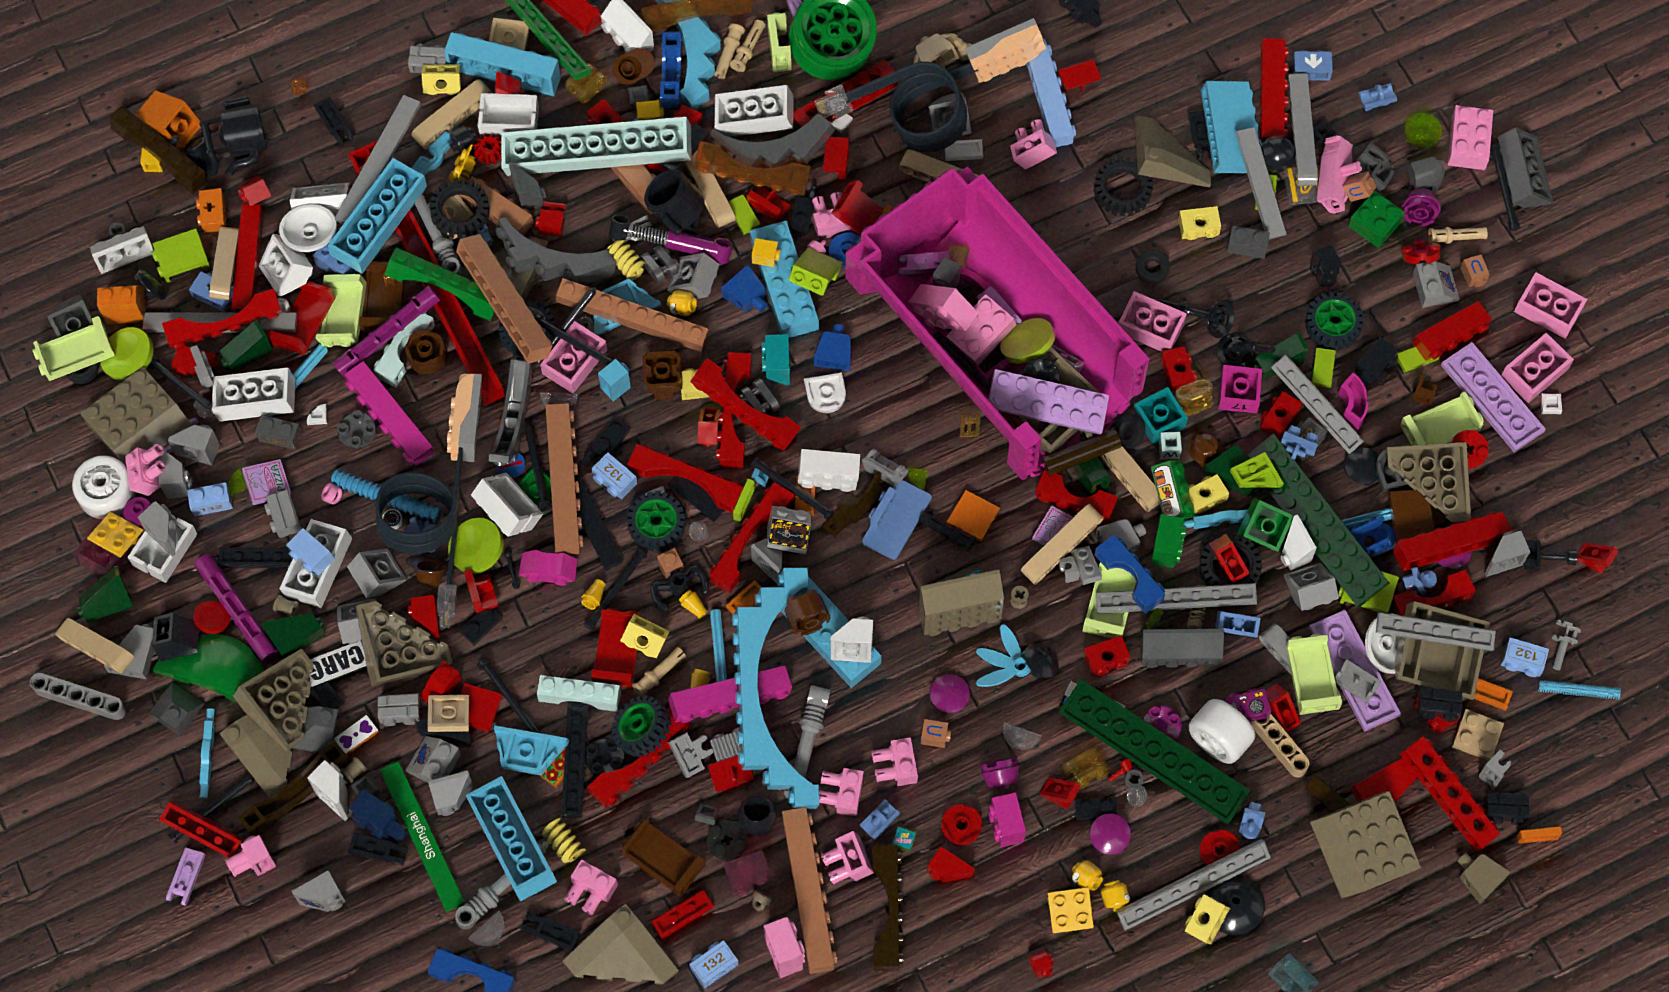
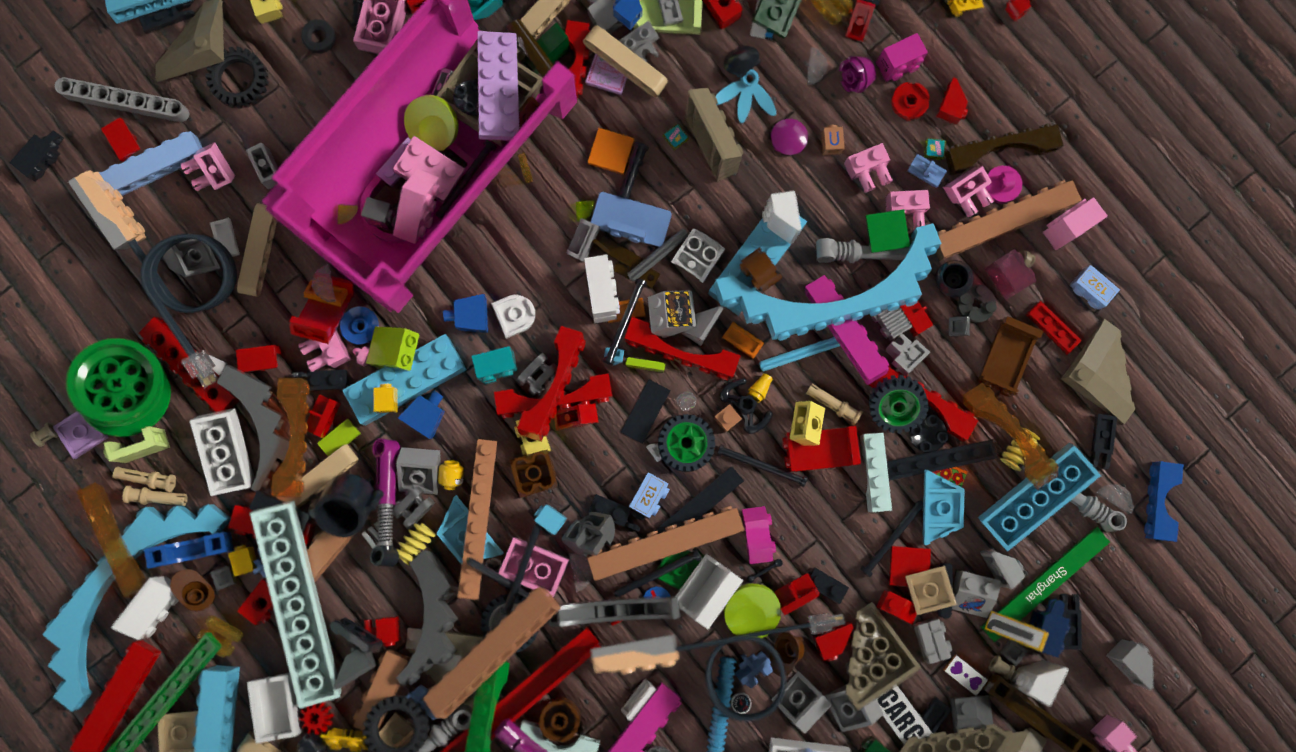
camera: 110 degrees left, 15 degrees up
(384, 781) = (1016, 631): none -> slope
(423, 425) = (638, 699): none -> white tile
(507, 85) = (241, 716): red slope -> none
(542, 828) = (984, 405): none -> clear orange arch
(553, 193) = (356, 634): none -> black hinge
(591, 412) = (590, 534): none -> dark grey brick
(592, 597) = (773, 484): yellow cone -> none
(593, 881) = (1050, 411): bright pink brick -> none
(650, 463) = (643, 386): red arch -> none
(699, 678) = (836, 364): yellow cone -> none
(822, 758) = (887, 231): none -> green tile
(845, 574) = (698, 254): none -> white slope
(849, 900) = (1005, 184): none -> dark pink tile
(853, 537) = (657, 255): none -> dark grey axle
(922, 262) = (361, 244): lavender hinge -> none
(941, 49) = (119, 281): tan torso -> none
(1021, 592) = (683, 86): dark tan bush -> none
(1026, 193) = (263, 164): none -> light grey brick
(1122, 75) = (114, 96): none -> light grey beam
(1138, 433) = (492, 12): black tyre -> none

